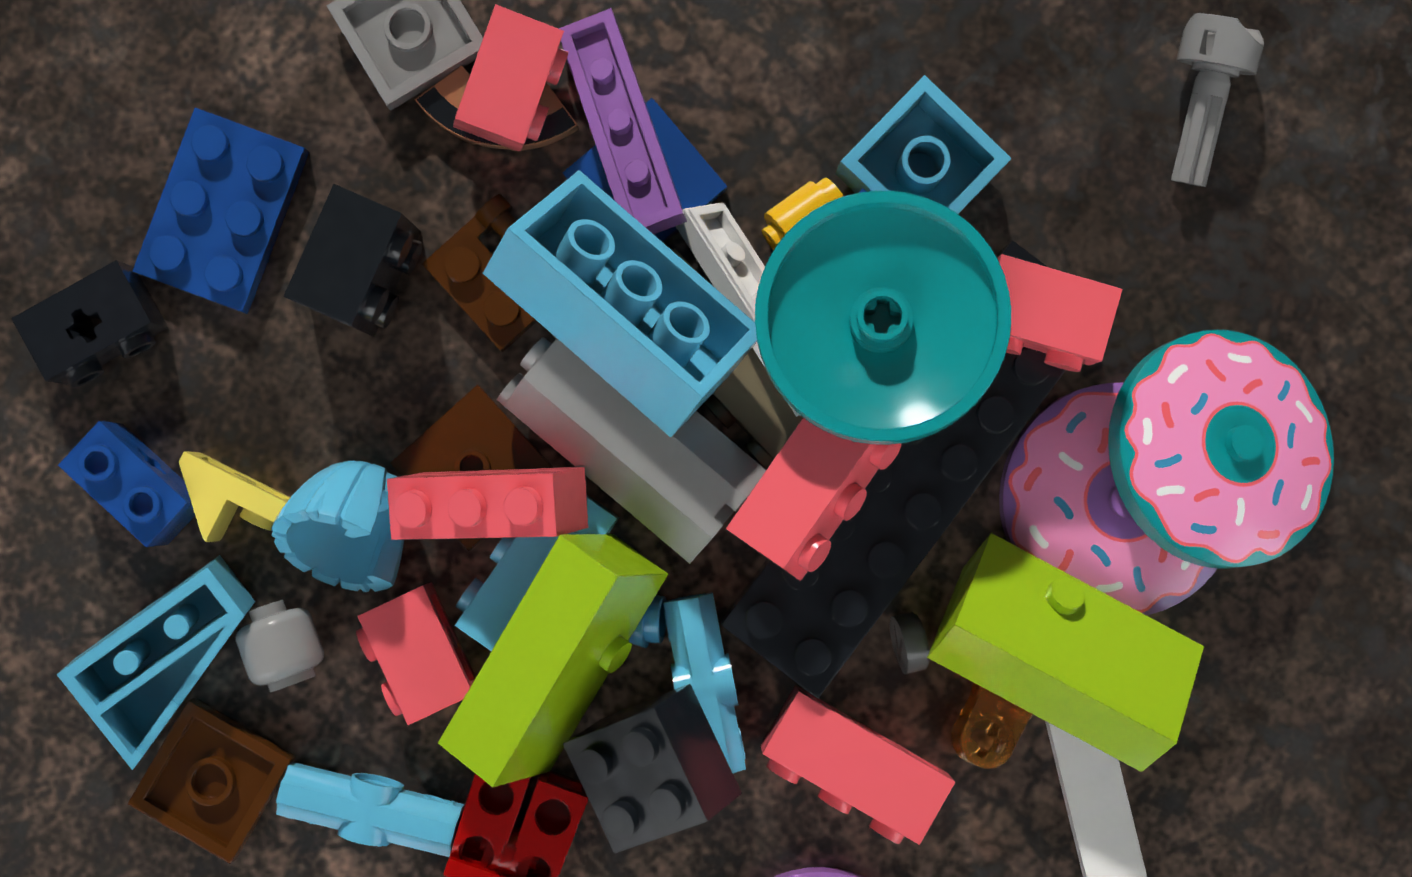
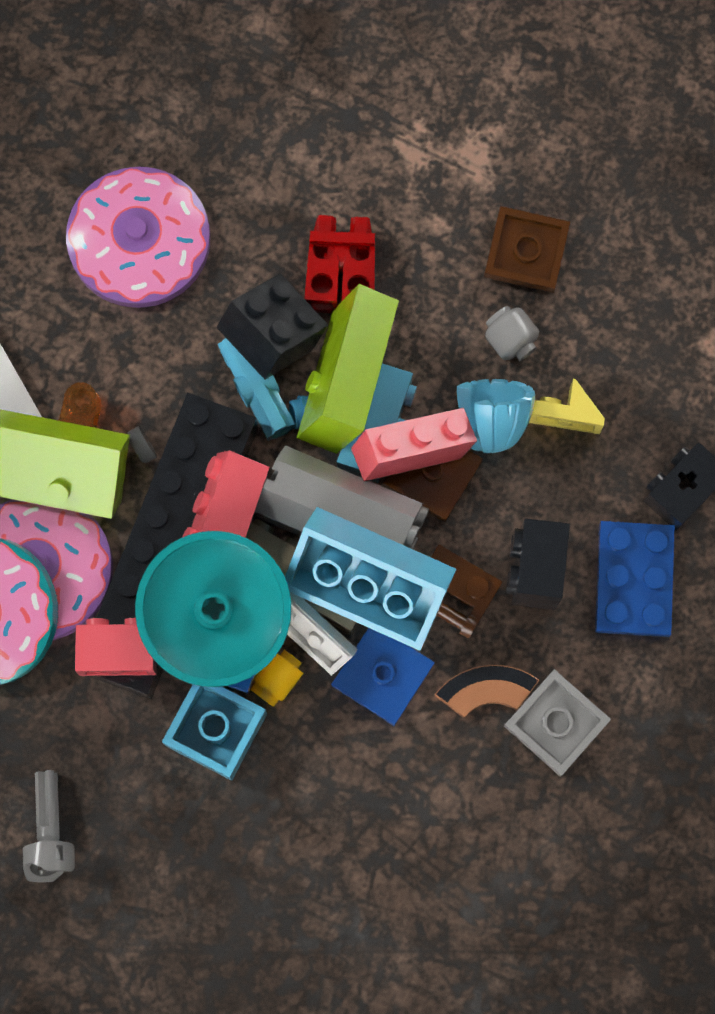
camera: 165 degrees right, 10 degrees down
(130, 483) = (630, 400): blue brick -> none
(154, 659) = (580, 308): medium azure wedge -> none
(369, 809) = (430, 259): medium azure piece -> none
(416, 653) = (430, 353): coral brick -> none
(510, 78) = (482, 702): coral brick -> none
(621, 122) = (407, 698): medium lavender plate -> none
(855, 767) = (152, 364): coral brick -> none

